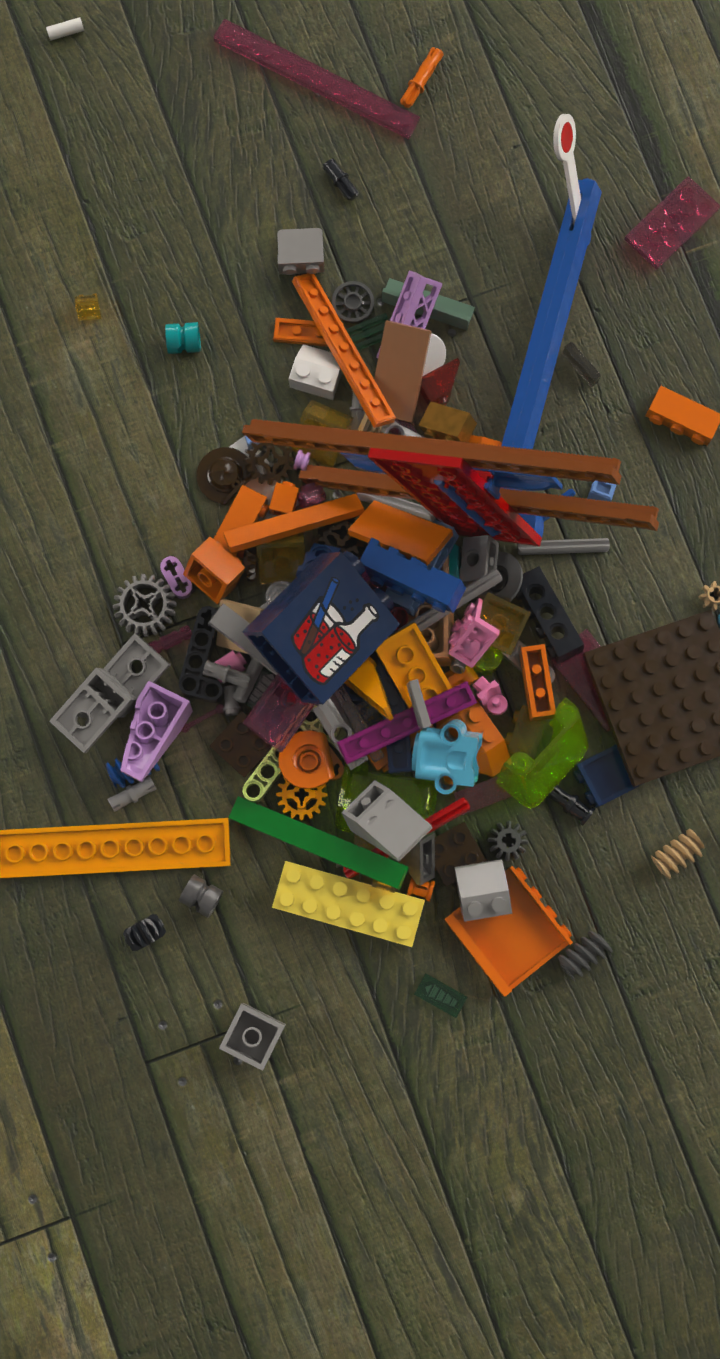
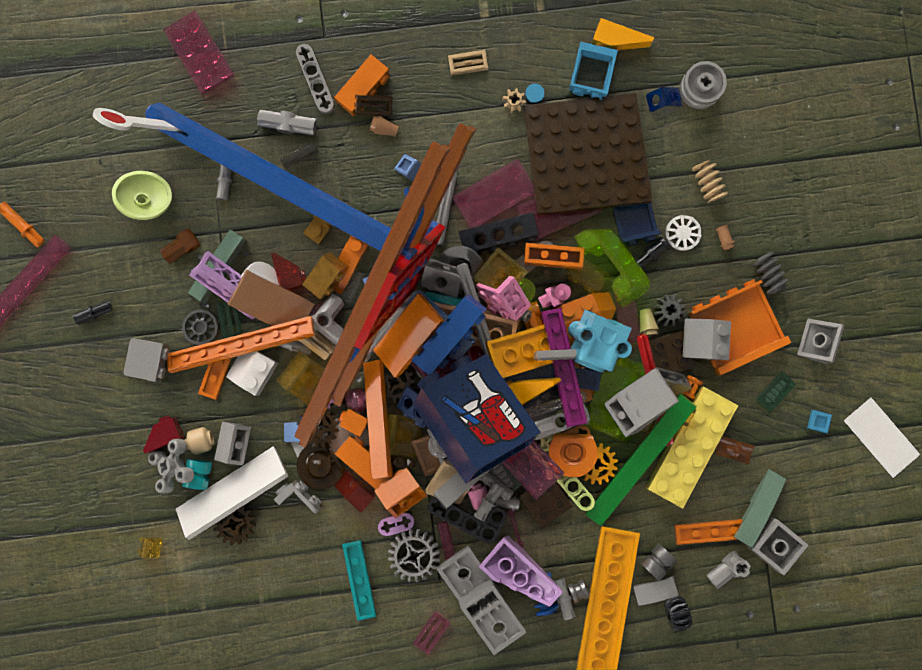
camera: 75 degrees left, 5 degrees up
(40, 640) = (422, 646): none -> clear pink tile
(102, 550) = (359, 580): none -> teal tile
(143, 388) = (236, 531): none -> dark brown gear
(144, 808) = (578, 591): none -> flat silver wheel
(165, 901) = (656, 591): none -> light grey slope
(170, 381) = (231, 493): none -> white tile
(185, 306) = (171, 466): none -> light grey gear
(191, 457) = (300, 490): none -> light grey bracket
(202, 520) = (354, 491): none -> clear red slope
(215, 986) = (731, 566): none -> light grey piece
(219, 290) = (163, 433): none -> dark red slope
(221, 331) = (199, 440): none -> tan head
(227, 368) = (232, 443): none -> light grey brick
(253, 958) = (706, 531): none -> orange tile
(257, 595) = (428, 462): none -> medium nougat tile
(293, 1005) = (760, 508): none -> sand green slope
(357, 957) = (734, 450): none -> reddish brown hips
(416, 1142) = (881, 437): none -> white sticker
(417, 1058) = (819, 421): none -> dark azure tile
(445, 260) = (184, 243): none -> reddish brown piece
(485, 818) = (648, 323): none -> tan cone
(498, 199) = (141, 187): none -> yellowish green dish
(498, 406) = (317, 229): none -> pearl gold bracket
(516, 1034) = (820, 341): none -> light grey slope
(527, 287) = (223, 183): none -> light grey pin
(595, 599) = (494, 194): none -> clear pink plate
(607, 837) = (683, 233): none -> white wheel
(614, 890) = (725, 237): none -> medium nougat pin
(616, 341) = (286, 122): none -> light grey piece
(641, 451) = (383, 127): none -> medium nougat cone
(659, 414) = (358, 104): none -> dark brown tile
(678, 362) = (314, 79): none -> light grey beam

